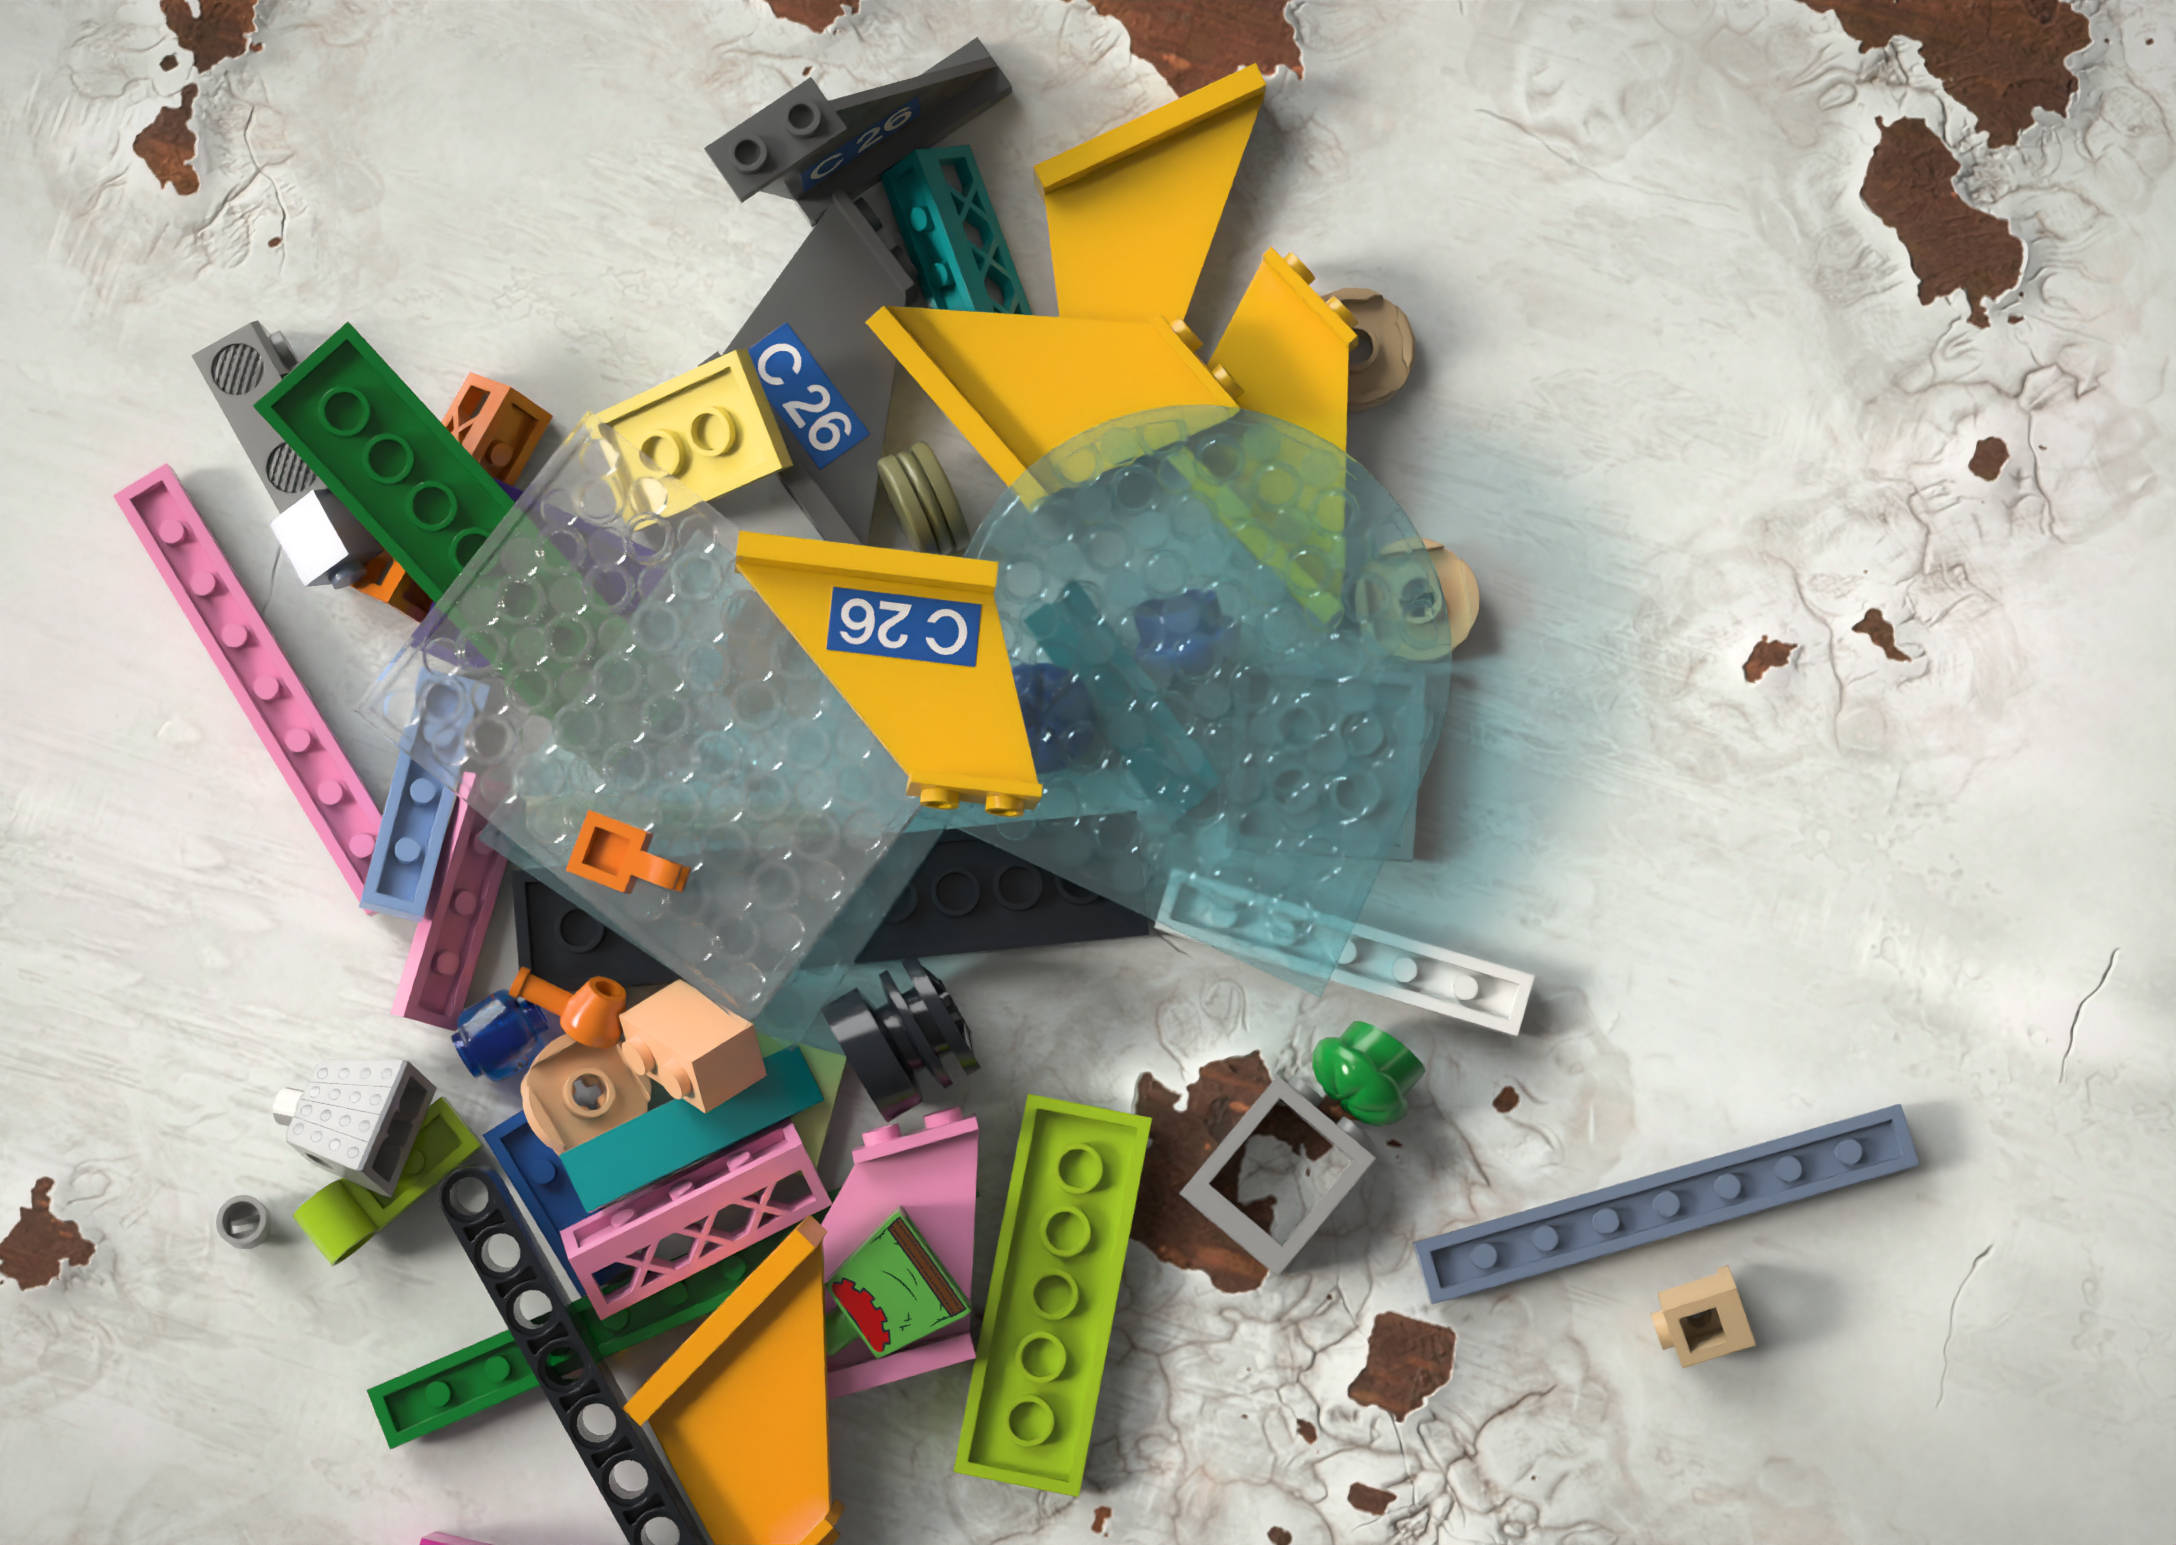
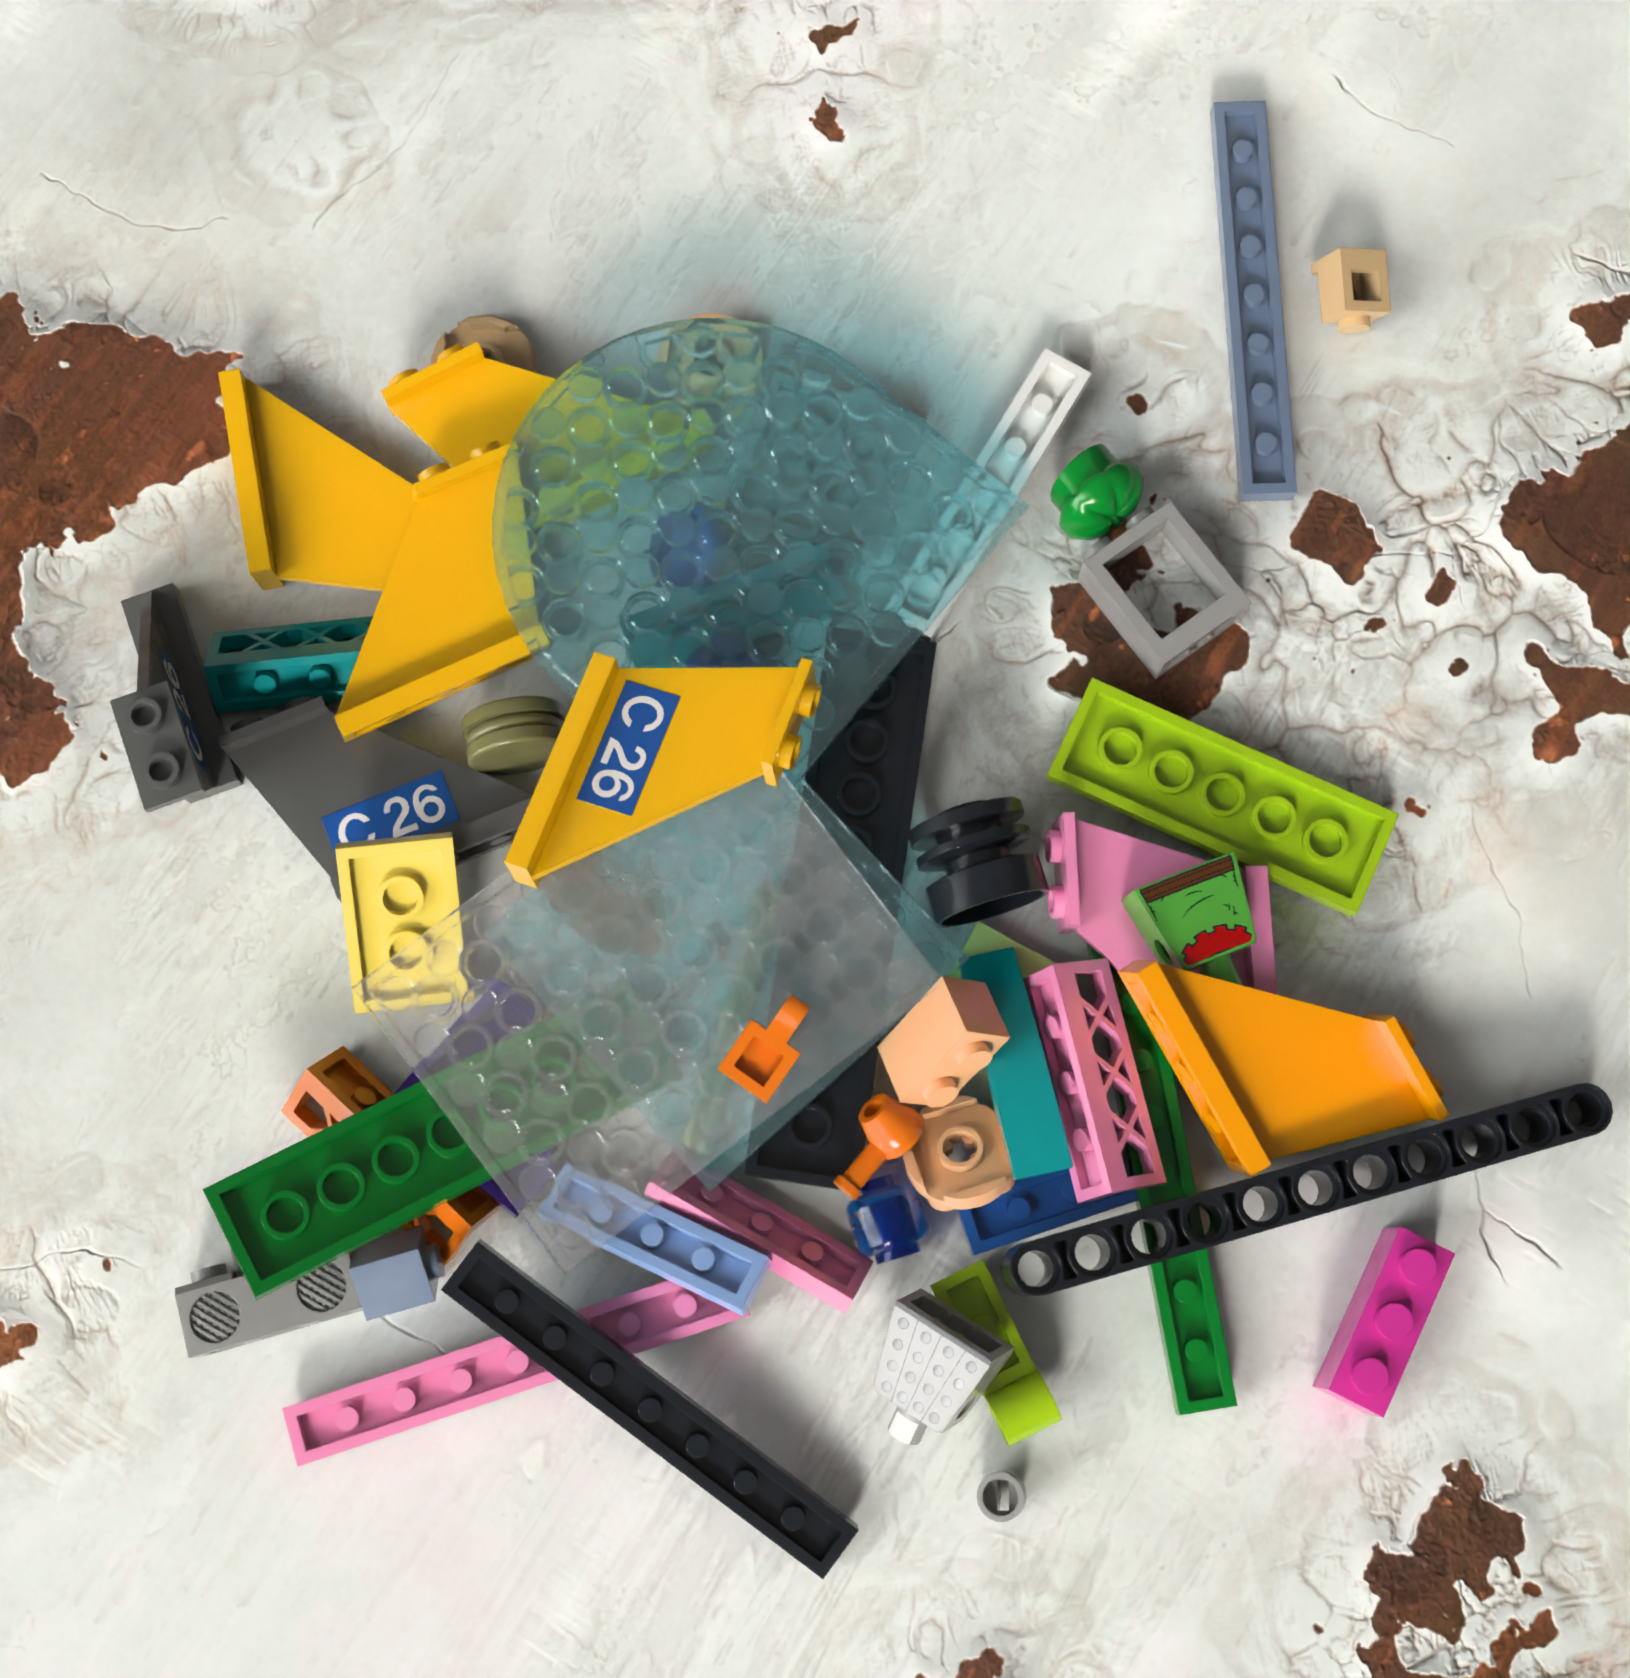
camera: 75 degrees left, 5 degrees down
(247, 835) = (651, 1408): none -> black plate

